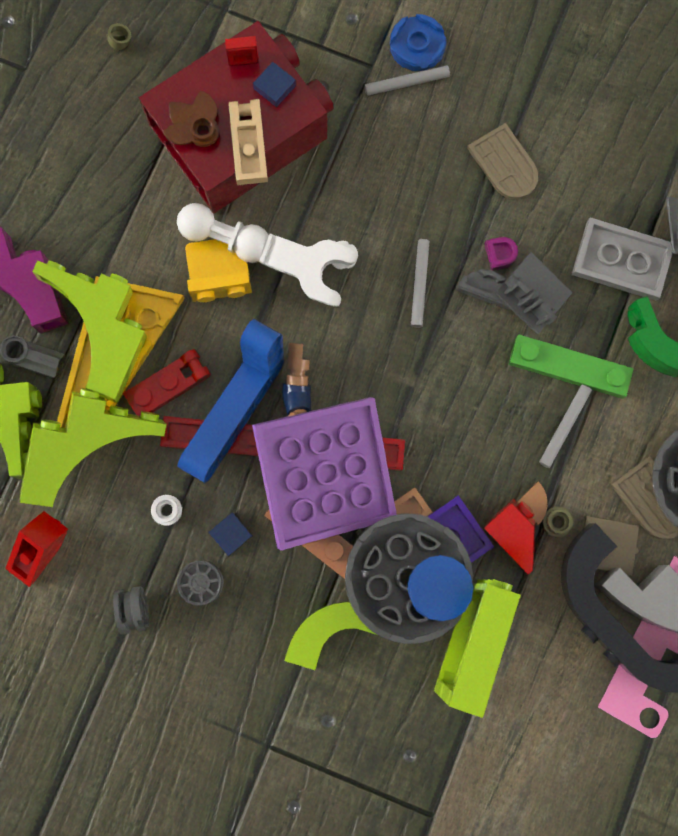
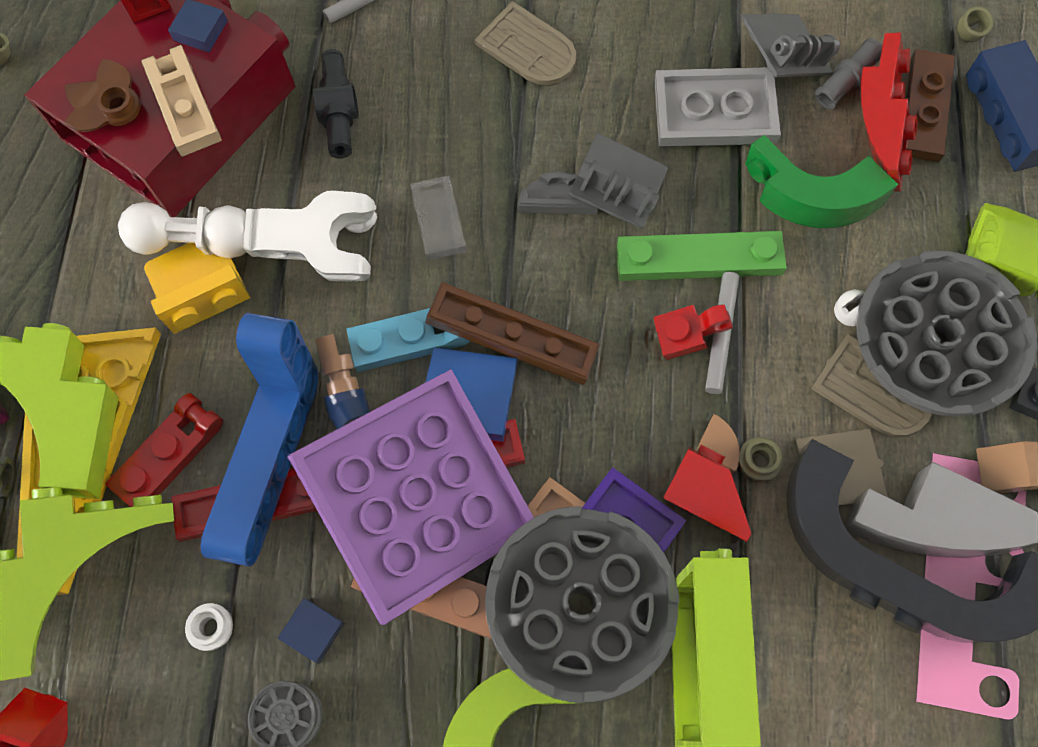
camera: 10 degrees left, 10 degrees down
(351, 357) = (397, 340): none -> medium azure plate
(352, 165) = (336, 104): none -> black pin
(392, 406) = (485, 381): none -> blue tile
(398, 276) = (438, 218): none -> clear tile
(420, 283) = (469, 217): light grey bar -> none
(422, 380) = (512, 333): none -> reddish brown tile
(440, 588) = (631, 600): blue tile -> none
(501, 252) = (560, 148): magenta tile -> none
(539, 417) = (684, 330): none -> red plate
(660, 431) = (841, 313): none -> white hinge

